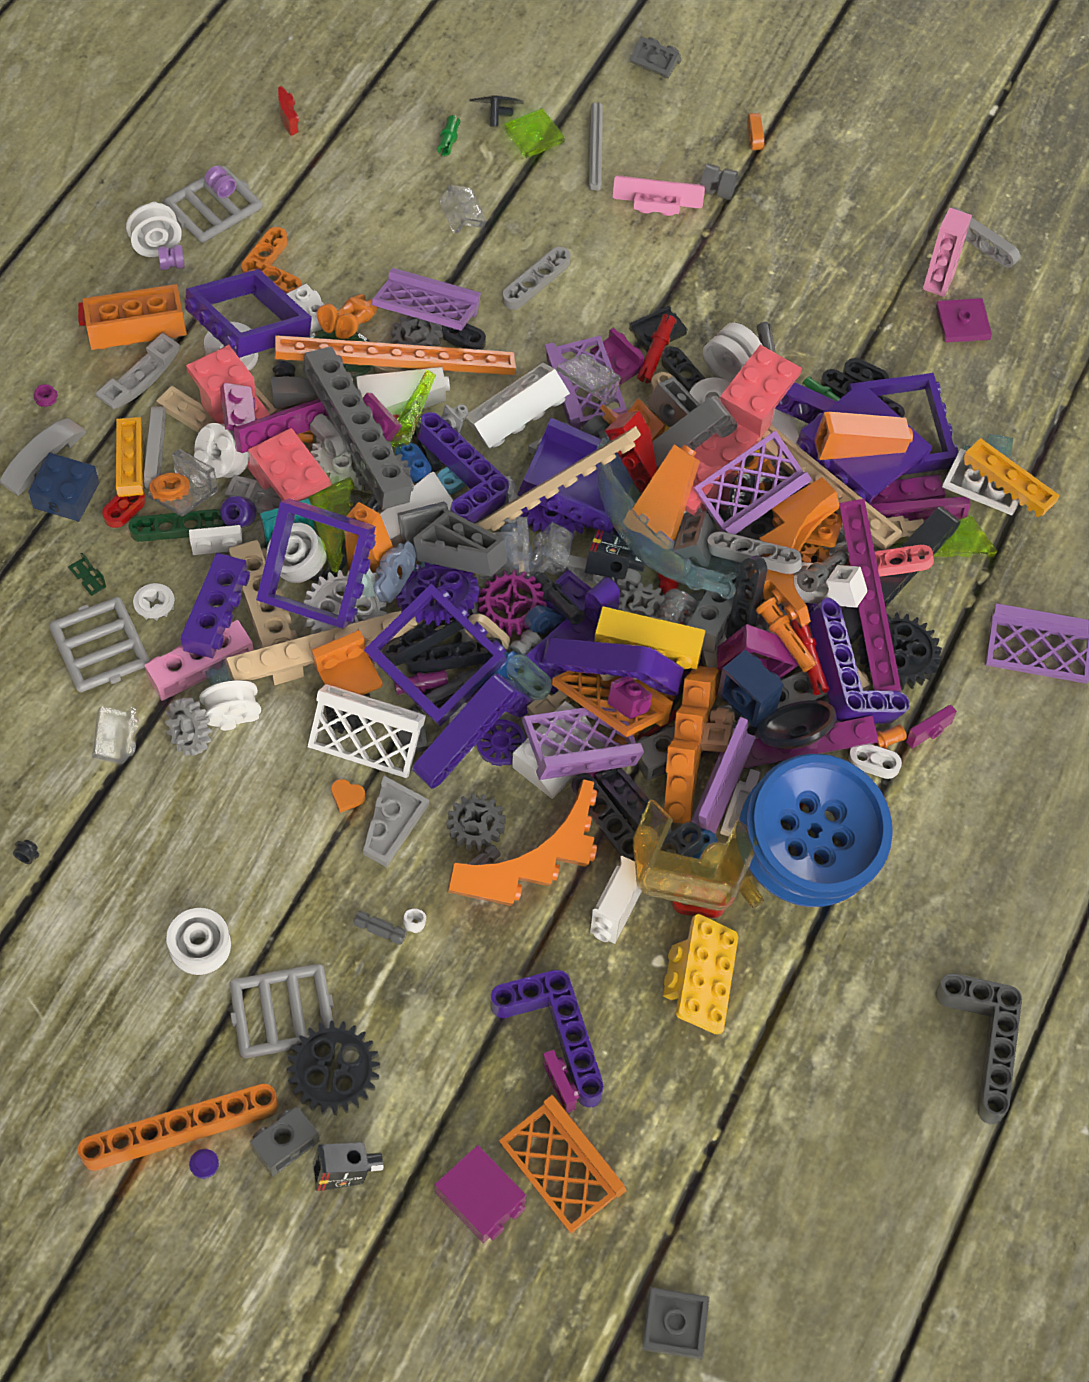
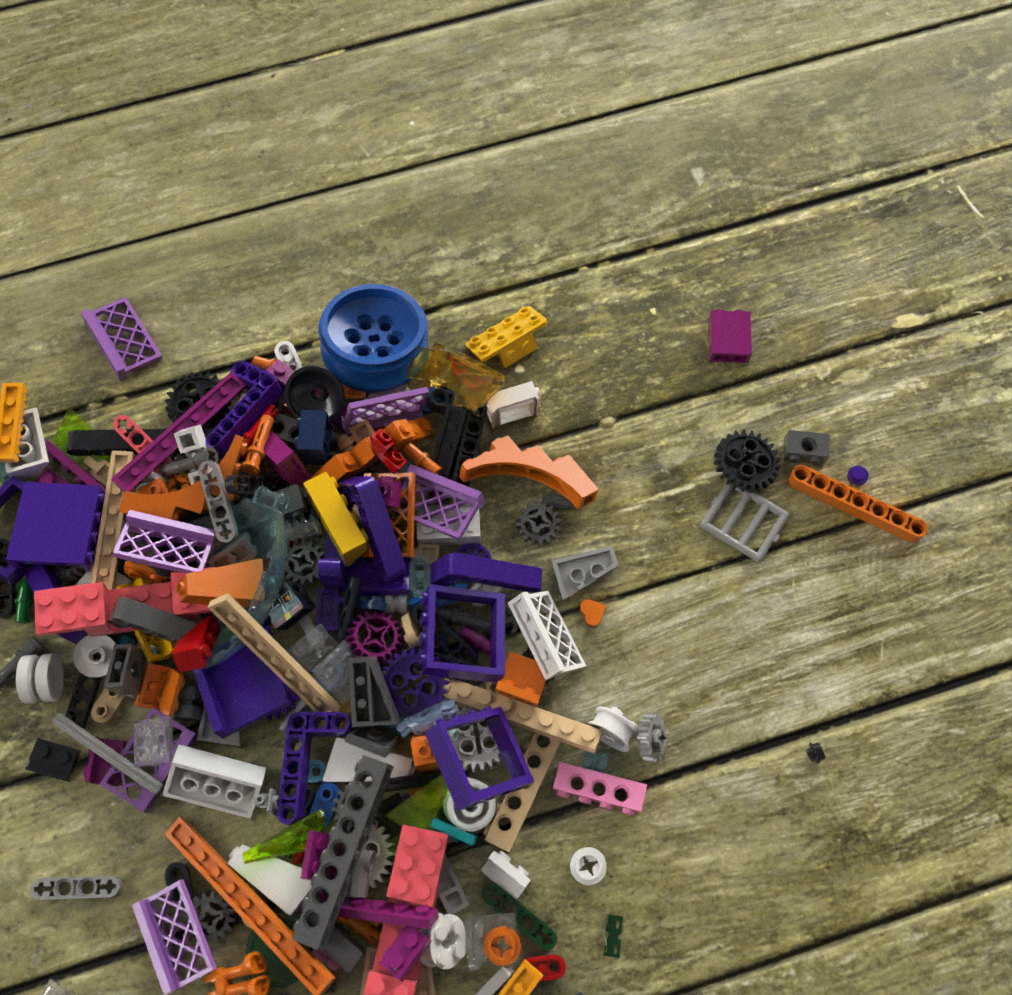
camera: 130 degrees left, 10 degrees up
(114, 734) = (697, 783): clear bracket -> none
(124, 622) = (680, 866): light grey bar -> none
(195, 636) = (595, 794): dark purple brick -> none
(198, 924) = (754, 607): white wheel -> none
(238, 511) = (474, 879): dark purple head -> none
(343, 1165) = (789, 405): torso -> none
(380, 927) = (649, 516): dark grey axle -> none
(409, 917) = (625, 497): white hinge -> none
(556, 1071) = (632, 358): magenta plate -> none
(564, 1025) = (605, 375): dark purple beam -> none
(583, 1149) = (657, 316): orange fence -> none
(623, 349) = (107, 753): none -> light grey axle
(640, 769) = (421, 459): none -> orange pin
(659, 341) = (67, 741): red pin -> none
(670, 727) = (382, 445): none -> red slope
(675, 1323) = (692, 208): dark grey plate -> none
(861, 435) = (61, 516): orange slope -> none
(931, 727) = (237, 347): magenta plate -> none
(996, 1039) = (437, 163): dark grey beam -> none

